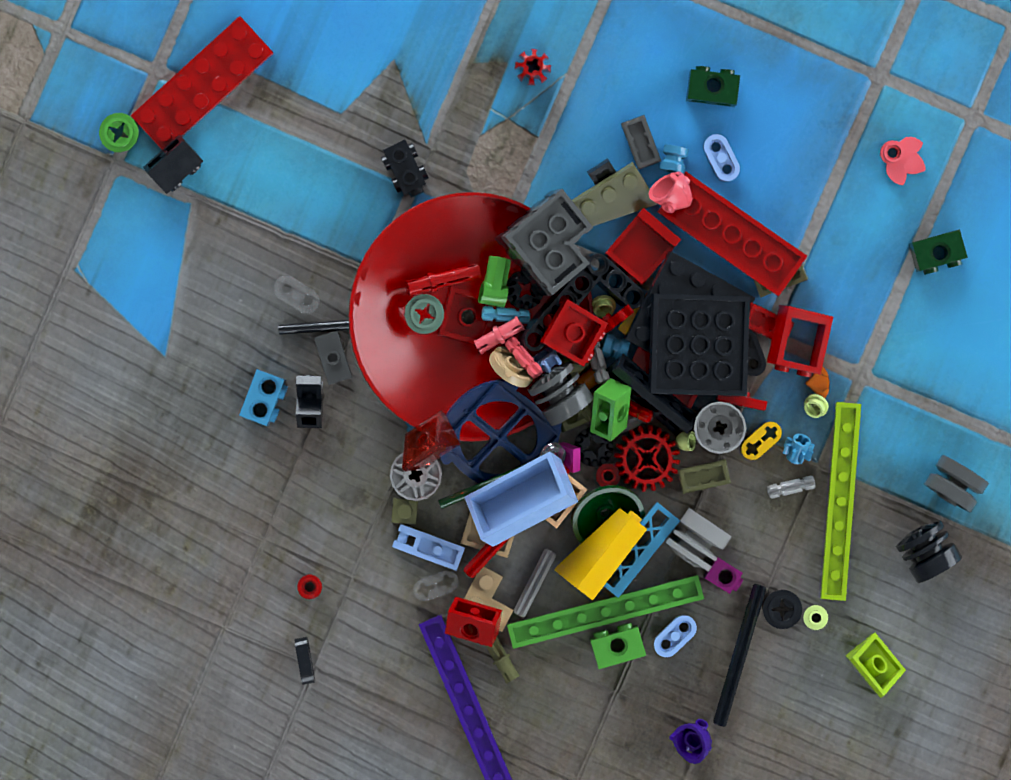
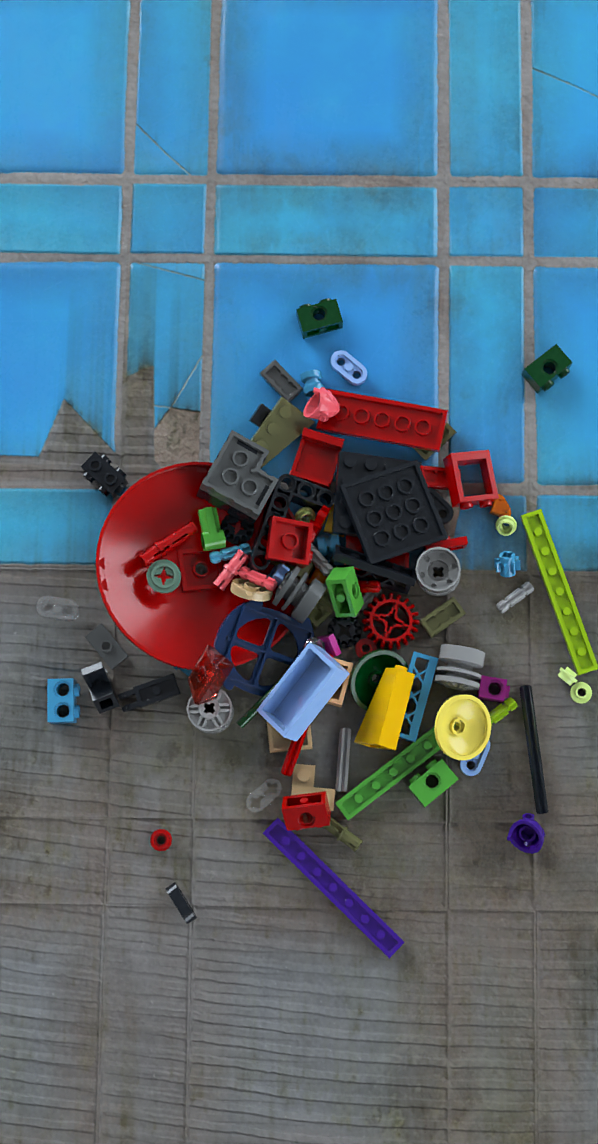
camera: 20 degrees left, 10 degrees down
(313, 327) = (81, 629): black bar -> none
(362, 427) = (151, 692): none -> black hinge
(404, 511) = (213, 745): olive plate -> none
(429, 547) = (246, 766): light blue plate -> none
(529, 60) = (168, 354): red piece -> none
(680, 611) = (471, 727): none -> light yellow dish
(686, 441) = (416, 595): yellowish green hinge -> none
(718, 602) = (502, 710): none -> lime axle
(757, 435) = (479, 573): yellow beam -> none
(790, 617) = (553, 687): black gear -> none
(809, 594) = (567, 675): none -> yellowish green plate
(905, 161) = (491, 312): coral plate -> none

